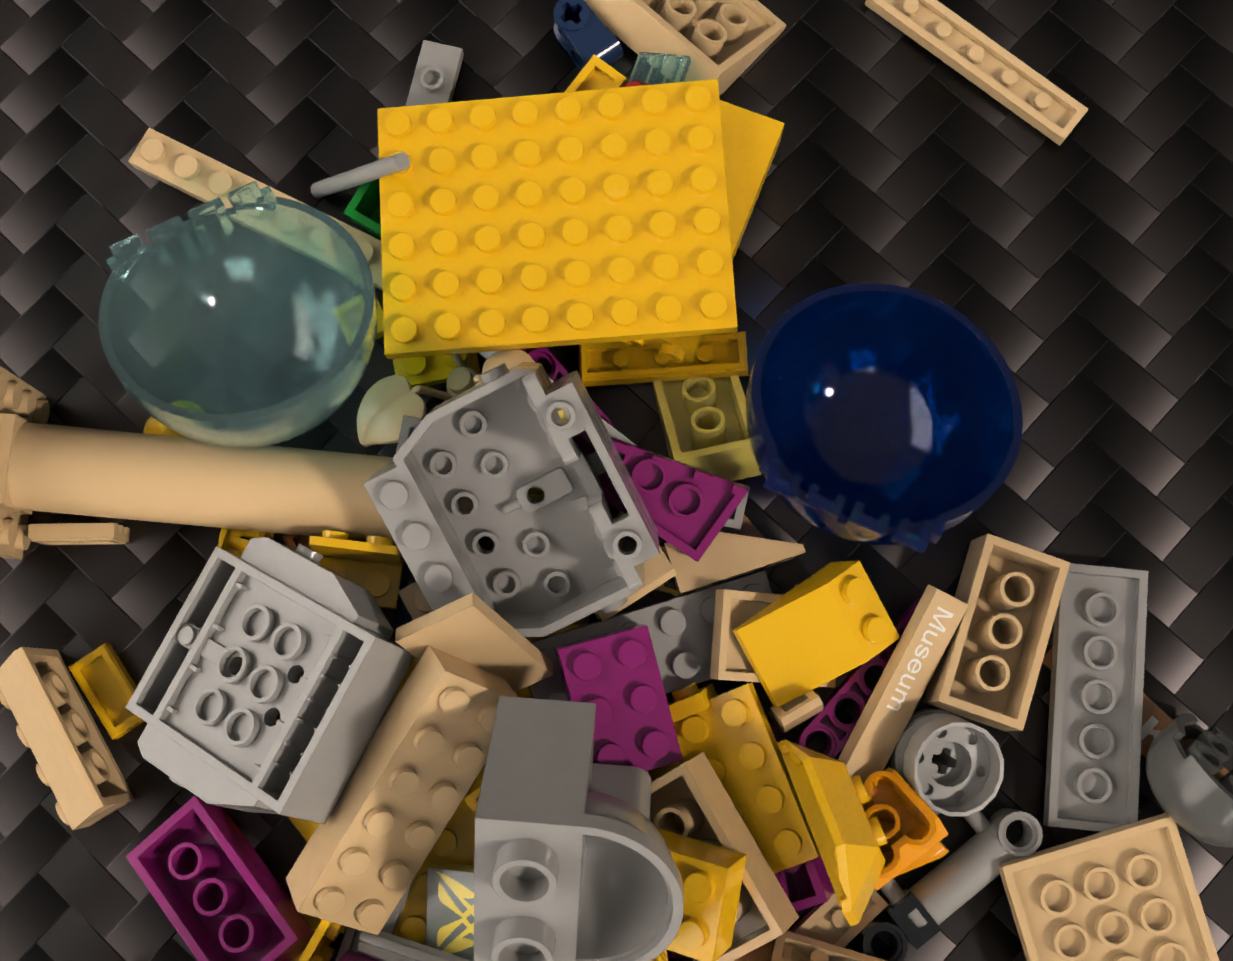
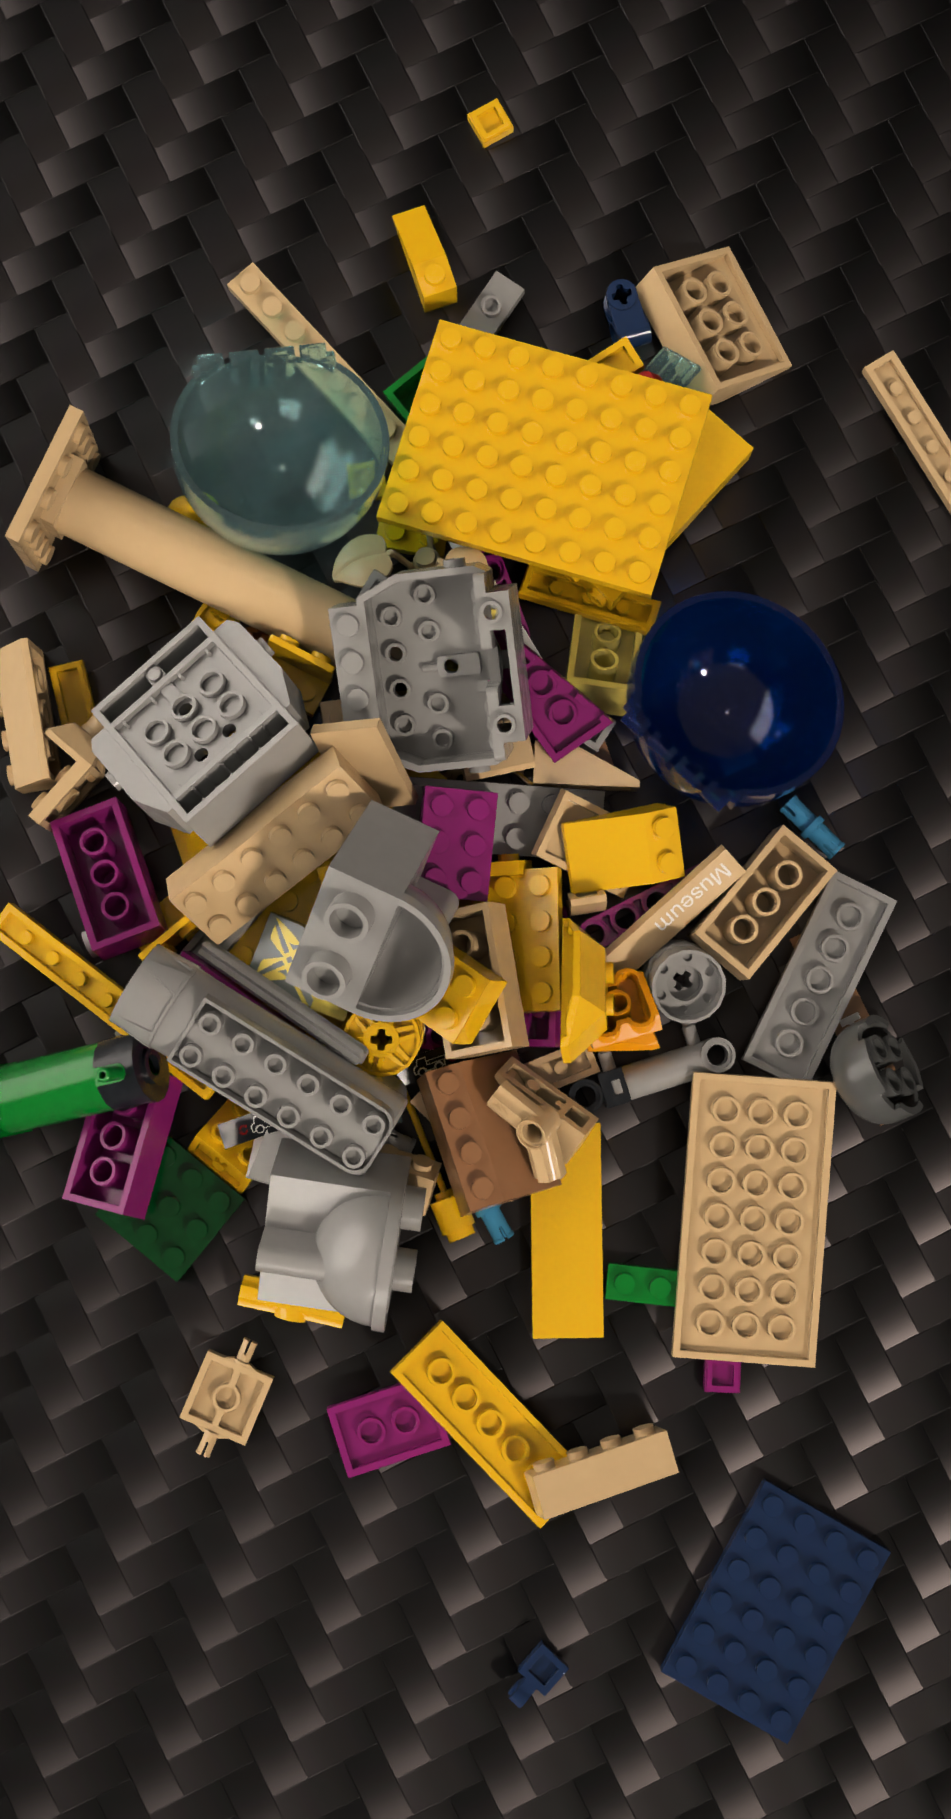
camera: 15 degrees right, 5 degrees up
(79, 534) = (91, 568): tan tile -> none
(136, 798) = (72, 782): none -> tan plate
(342, 56) = (426, 259): none -> yellow slope
(361, 175) = (406, 367): light grey bar -> none
(1019, 524) = (812, 827): none -> dark azure pin

